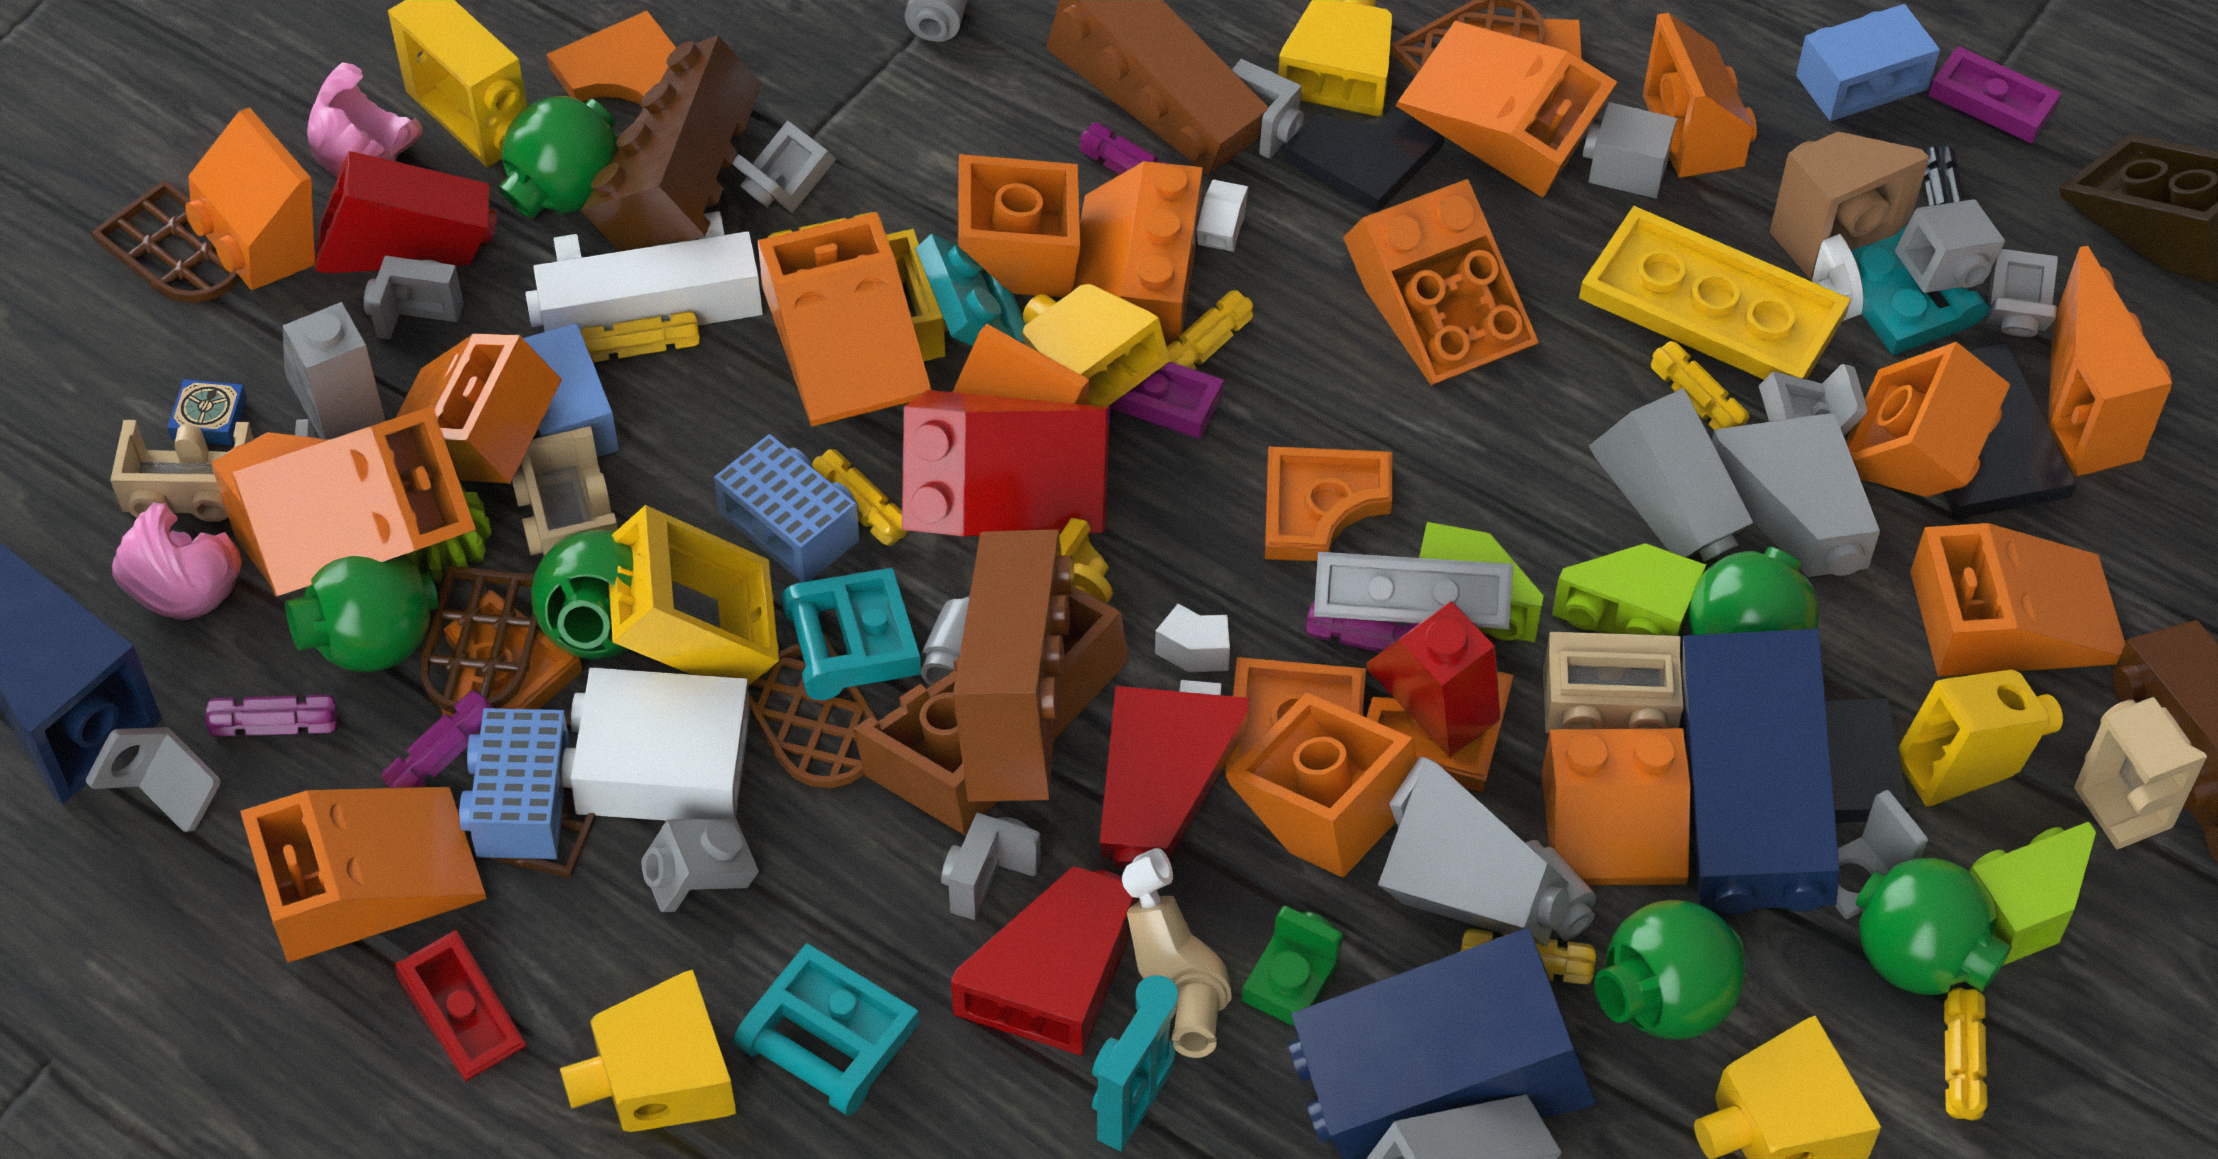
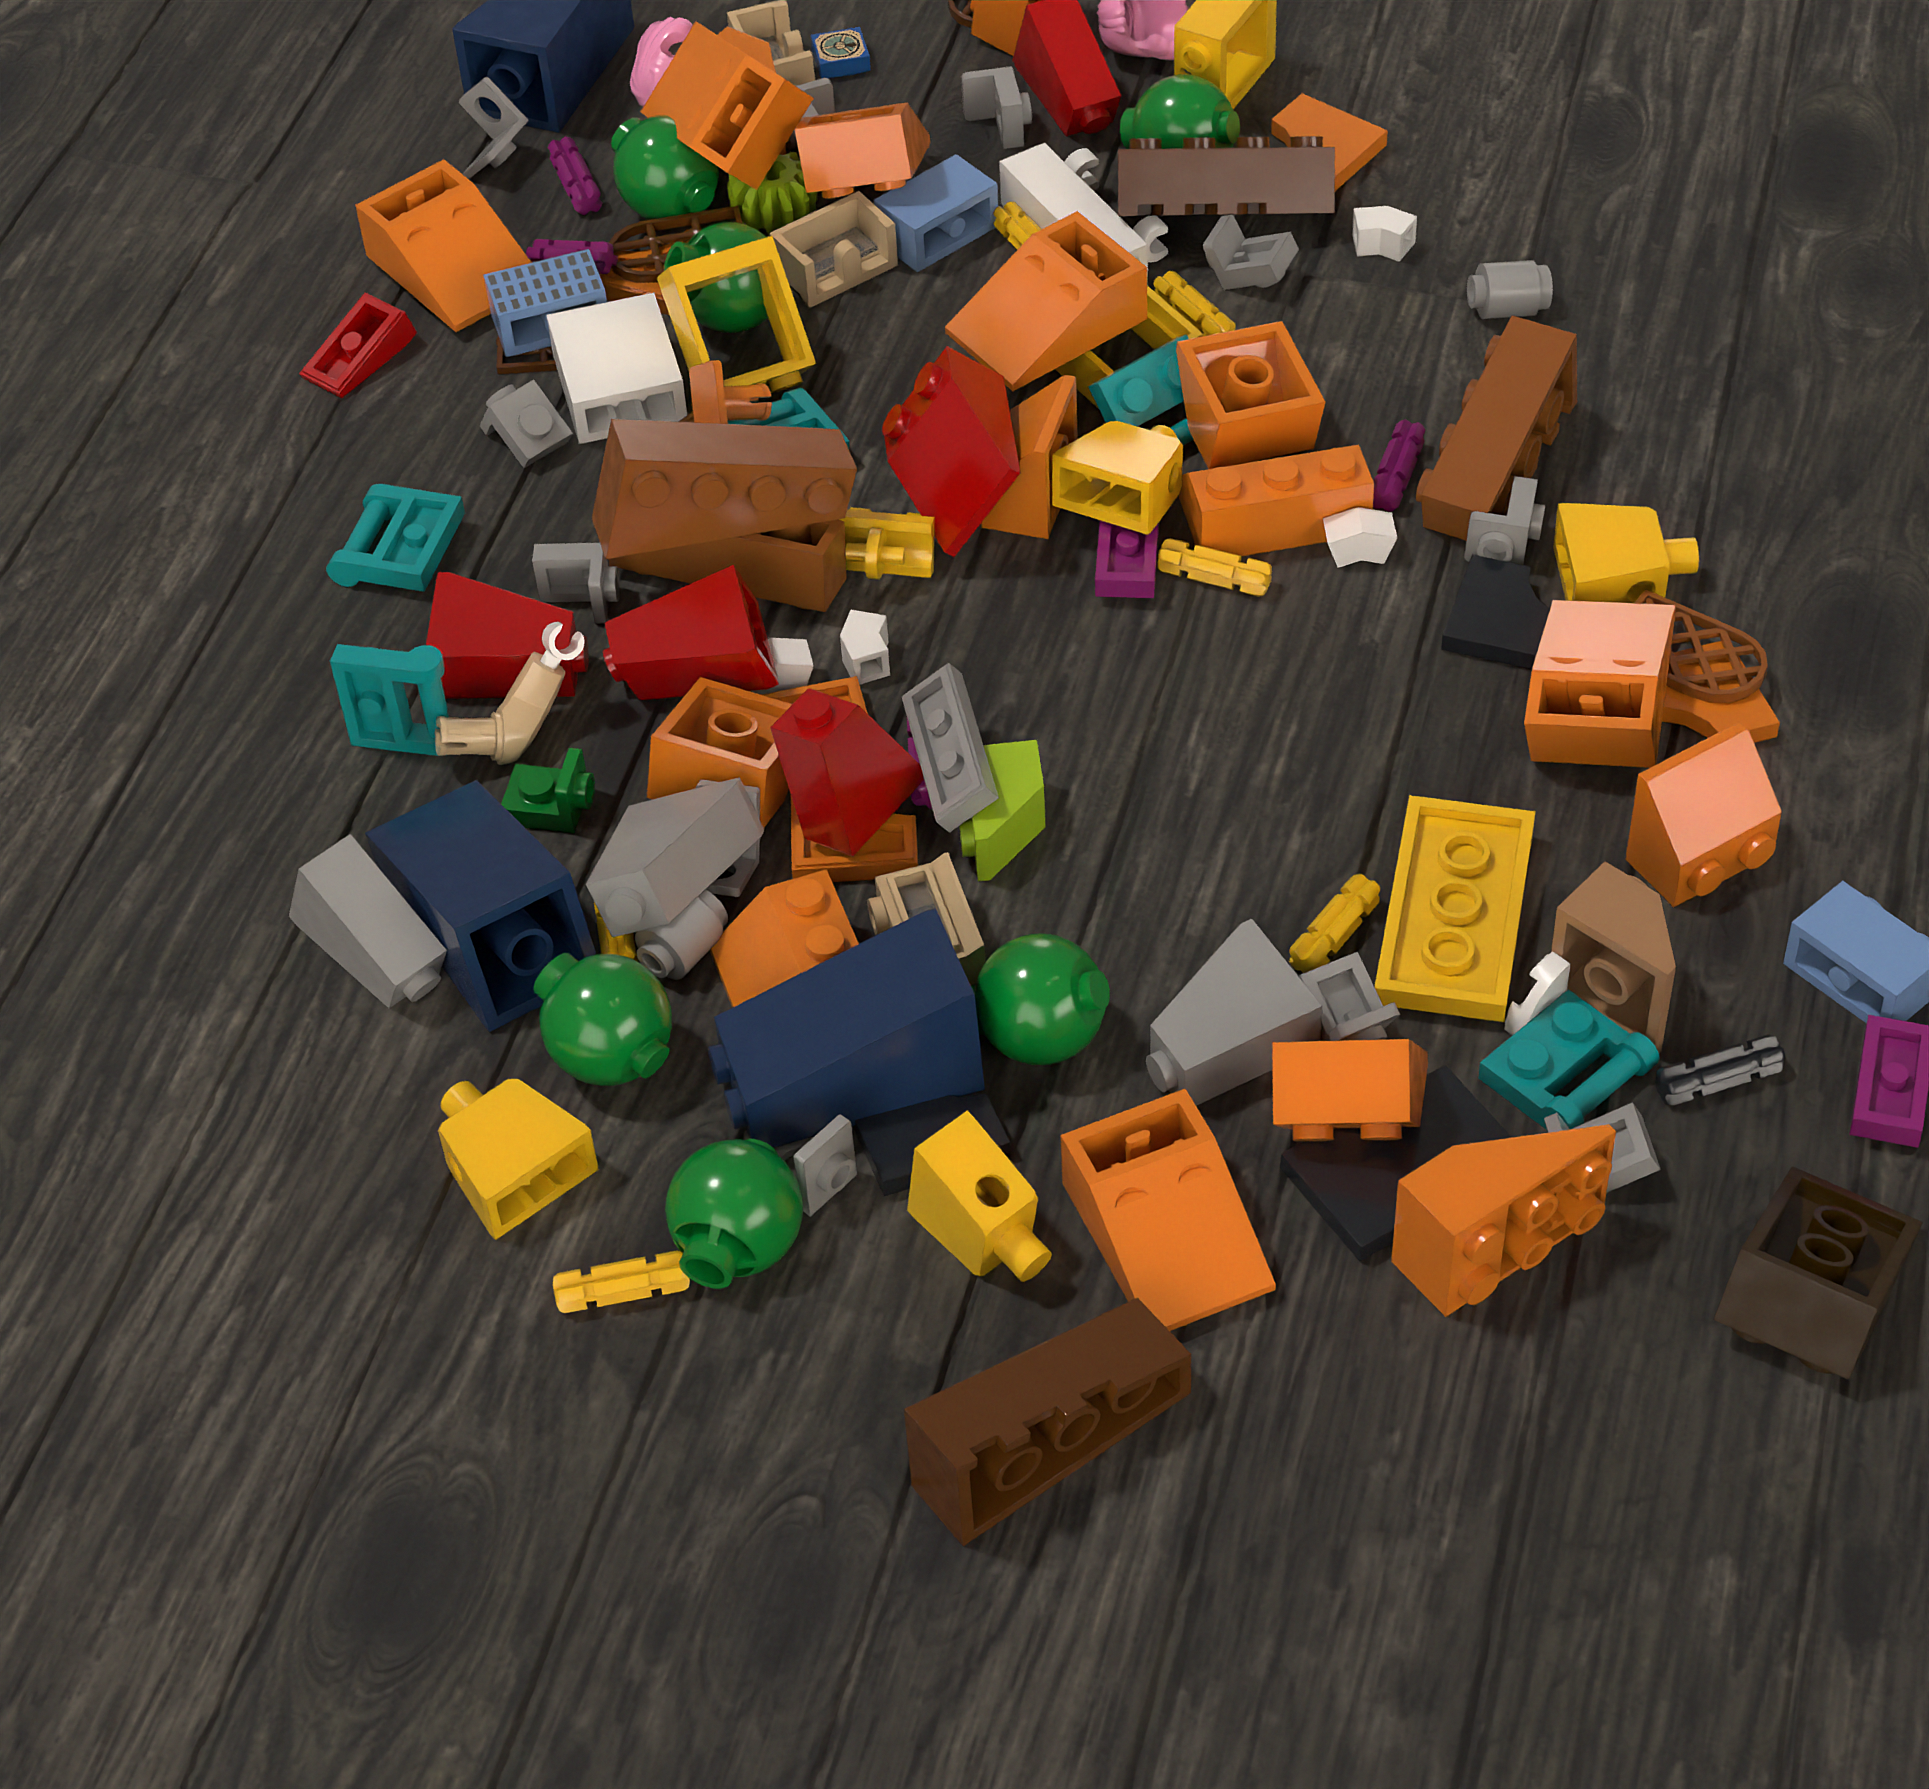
camera: 75 degrees right, 5 degrees down
(331, 372) = (873, 66): light grey slope -> none
(655, 1060) = (338, 453): yellow torso -> none
(788, 508) = (881, 363): medium blue brick -> none
(794, 64) = (1383, 231): none -> white piece
(834, 661) = (719, 403): none -> orange bracket
(1319, 495) = (1069, 687): orange tile -> none
(1441, 282) = (1359, 699): orange slope -> none
(1629, 592) = (1036, 902): lime slope -> none
(1630, 149) = (1608, 794): light grey brick -> none
(1674, 477) = (1188, 910): light grey slope -> none
(1949, 246) = (1604, 1056): light grey brick -> none
(2036, 887) = (813, 1293): lime slope -> none
(2138, 772) = (973, 1320): tan window -> none

